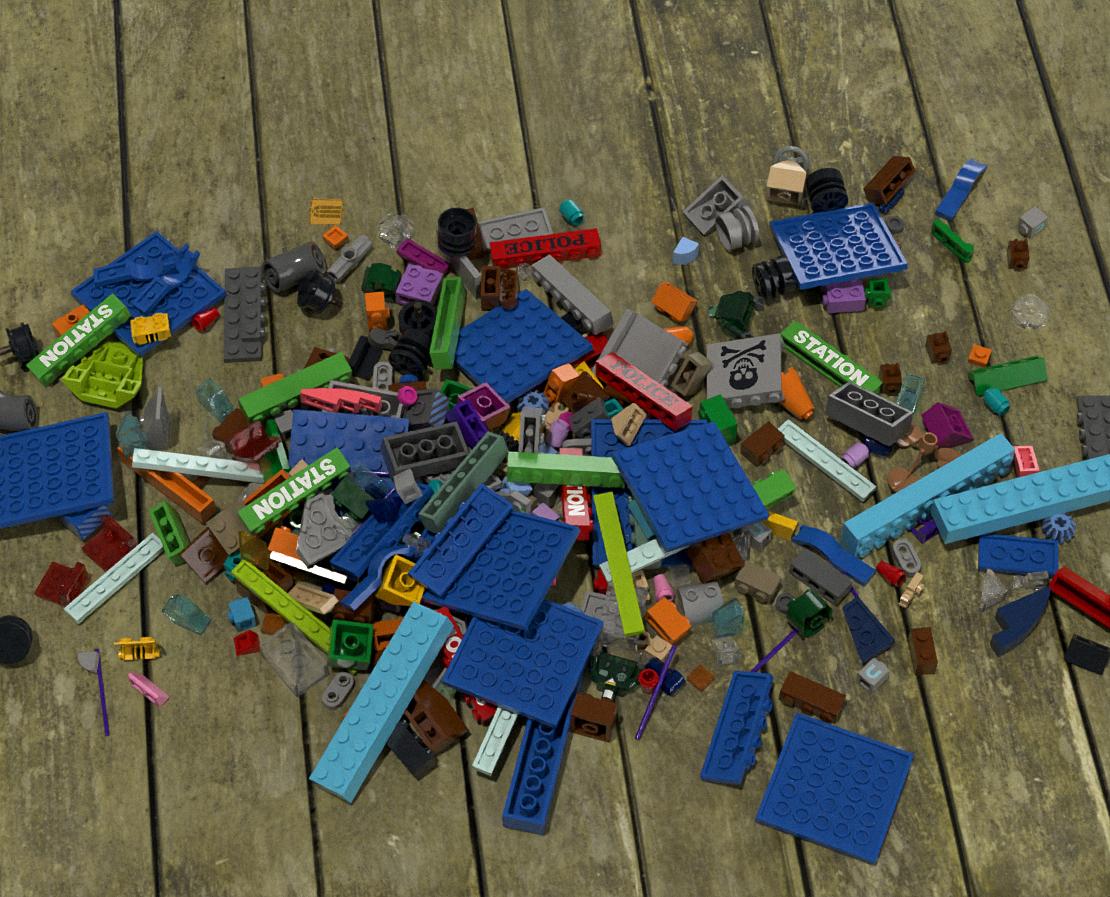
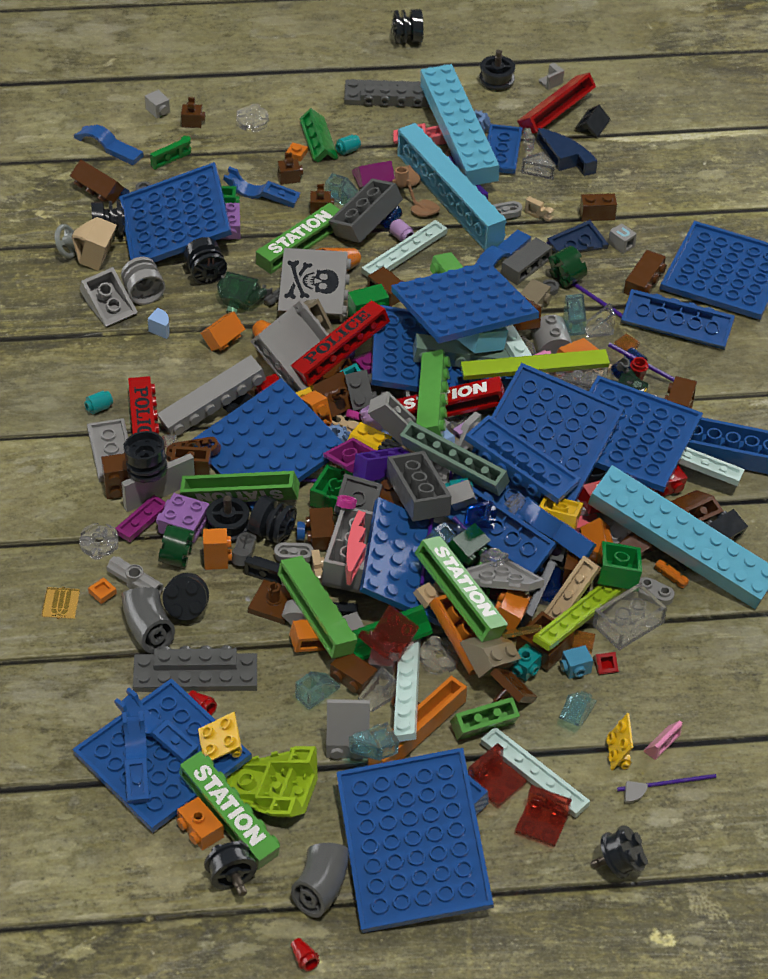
camera: 90 degrees left, 10 degrees down
(628, 423) = (380, 354): tan slope -> none
(891, 573) = (521, 220): red cone -> none
(906, 325) = (269, 190): none -> blue piece

